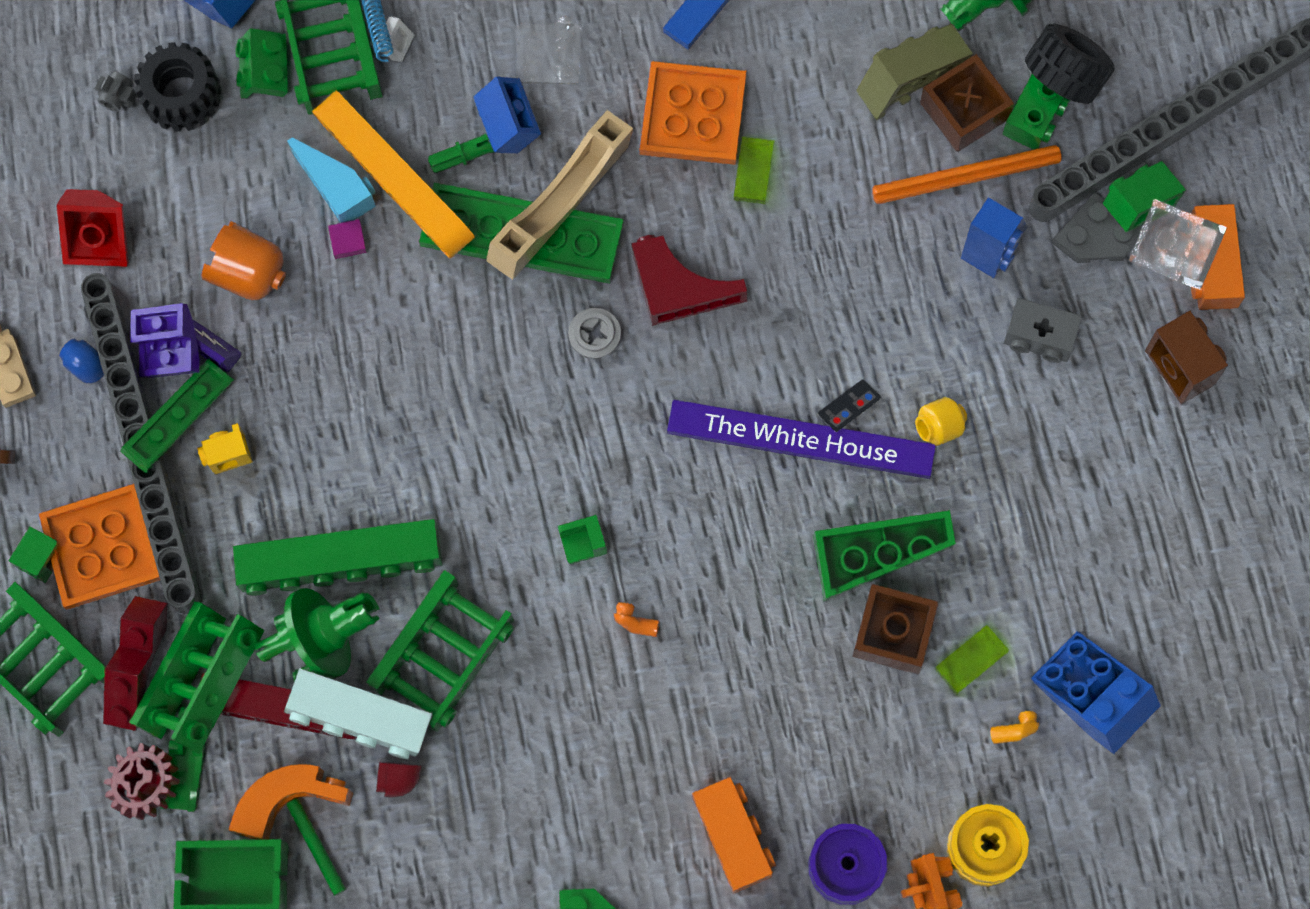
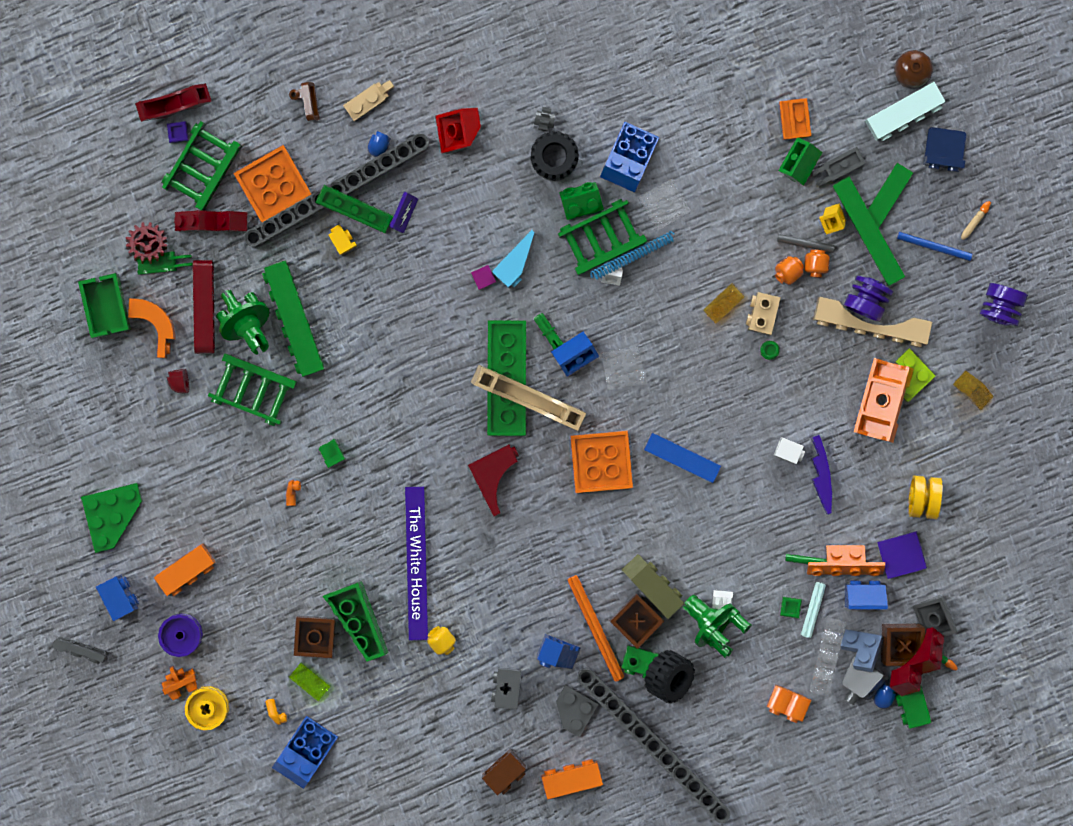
camera: 70 degrees right, 15 degrees up
(34, 554) = (259, 149): green panel -> none
(165, 341) = (395, 191): dark purple slope -> none
(179, 669) = (210, 246): green fence -> none
(244, 263) = (452, 224): orange cylinder -> none
(316, 847) = (133, 345): green bar -> none
(357, 713) = (204, 353): light aqua brick -> none
(393, 174) = (524, 296): light orange beam -> none
(589, 320) = (447, 439): light grey gear -> none
(753, 170) = (574, 504): clear neon green tile -> none
(849, 405) = (441, 587): black sticker -> none
(1133, 197) = (601, 735): green brick -> none
(1177, 244) = (568, 756): clear brick -> none

